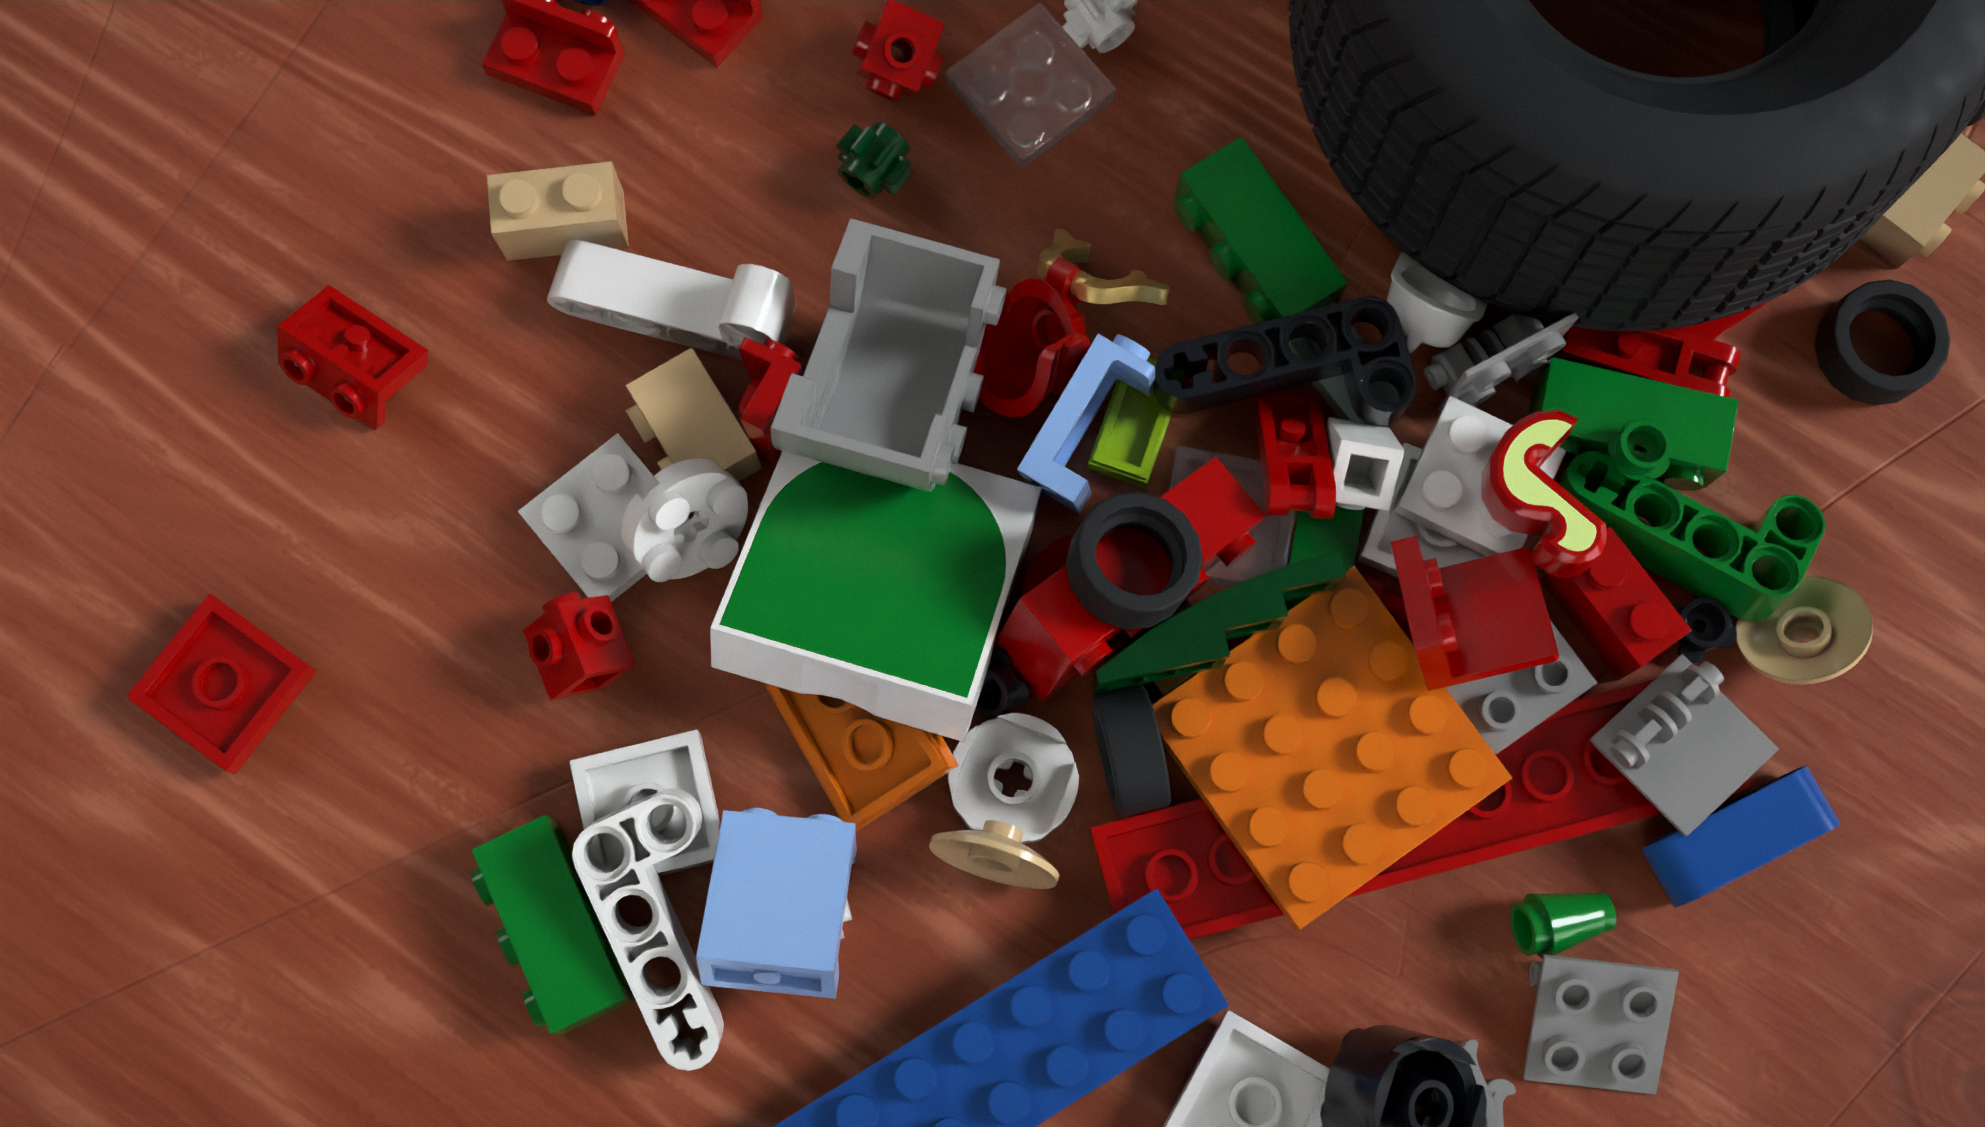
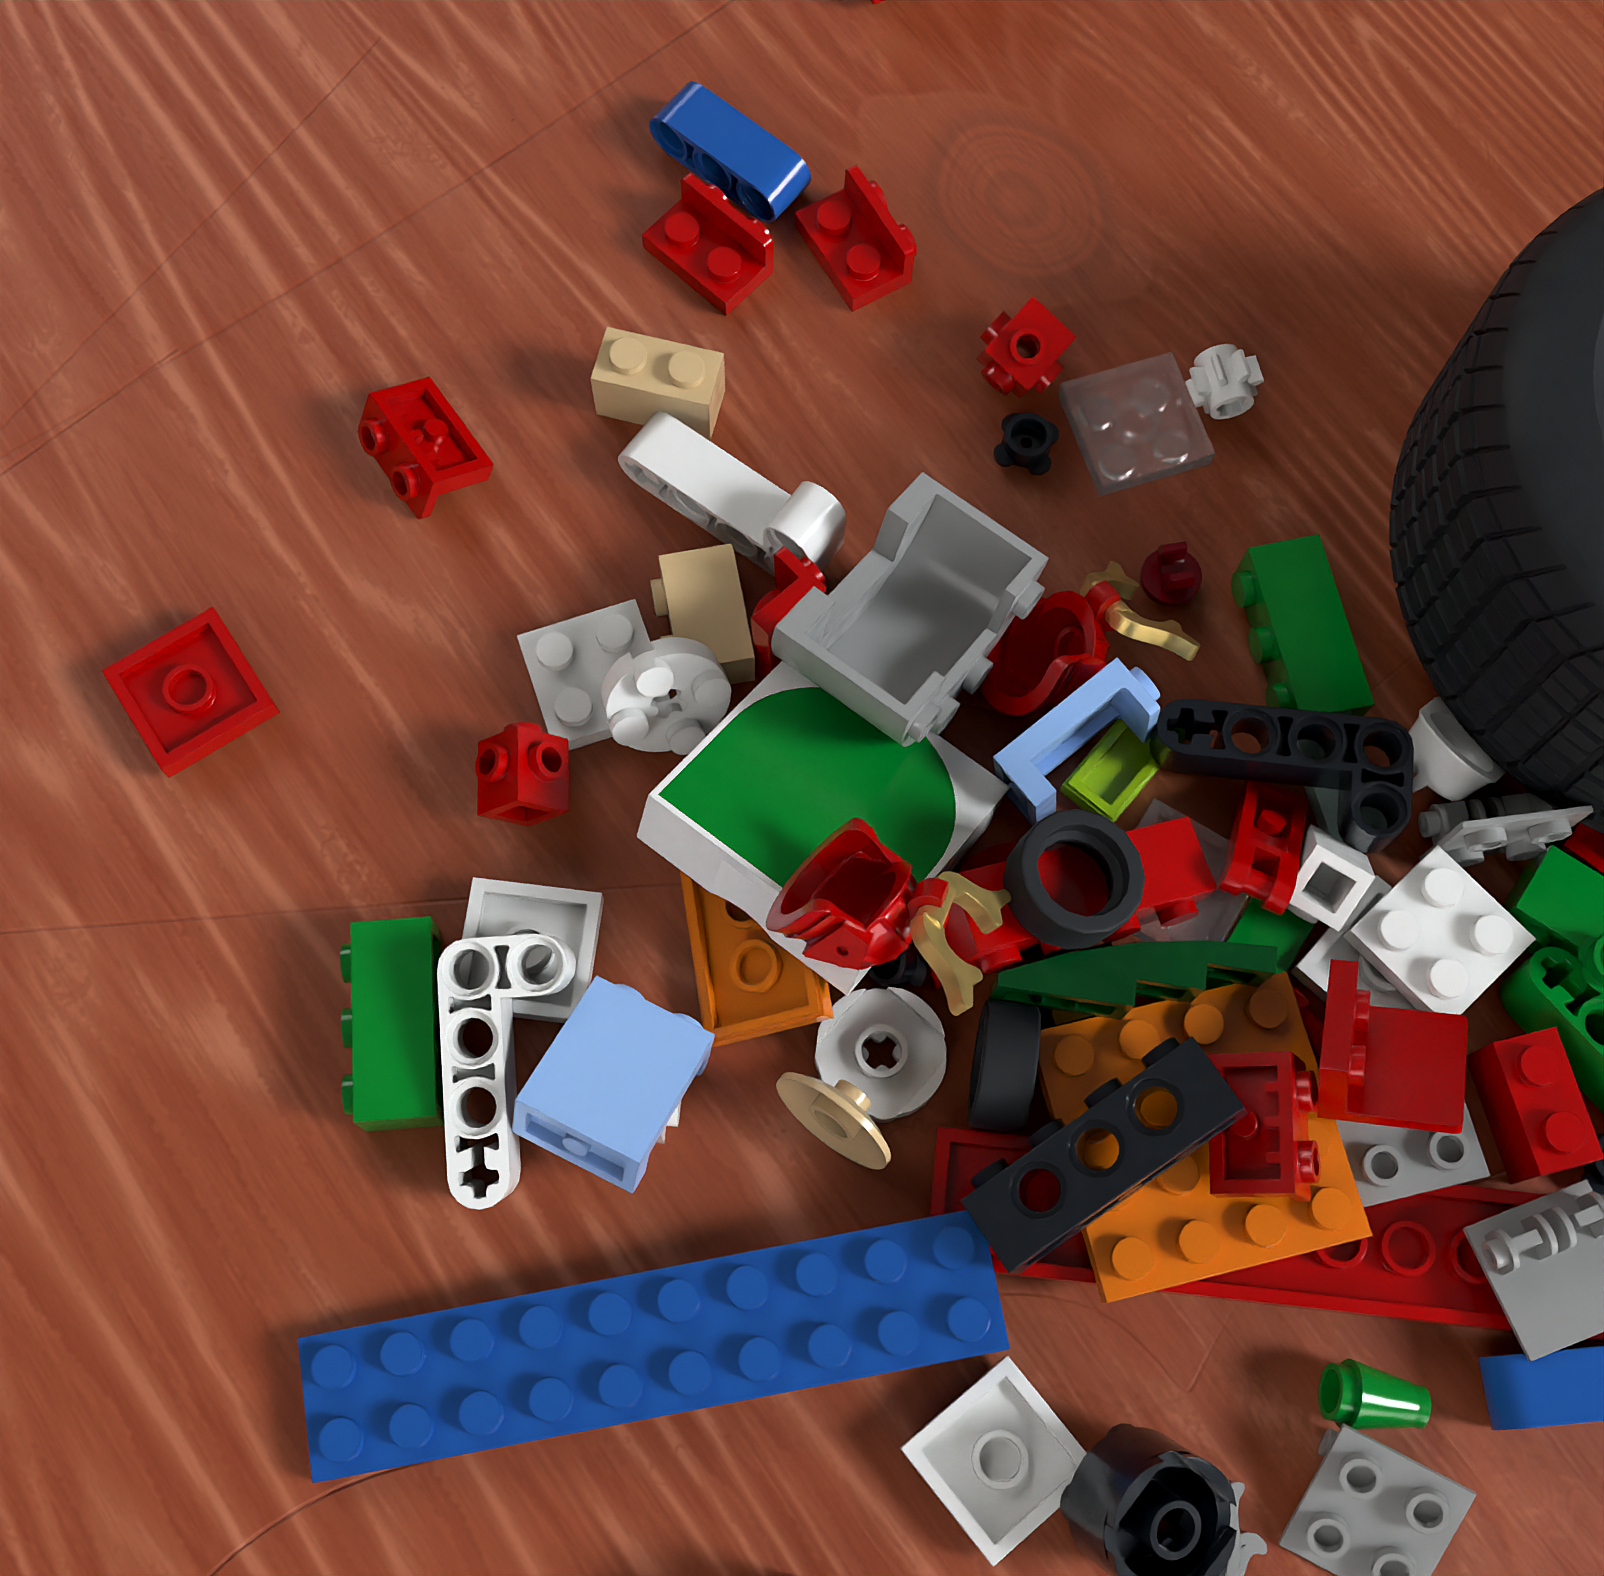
camera: 20 degrees right, 5 degrees down
(873, 159) = (964, 438): dark green gear -> none
(934, 125) = (1028, 428): none -> black plate
(952, 662) = (864, 909): none -> red helmet
(1117, 223) = (1171, 575): none -> dark red plate
(1204, 897) = (1000, 1197): none -> black brick
(1381, 719) = (1270, 1146): none -> red bracket
(1535, 504) = (1486, 972): red animal -> none

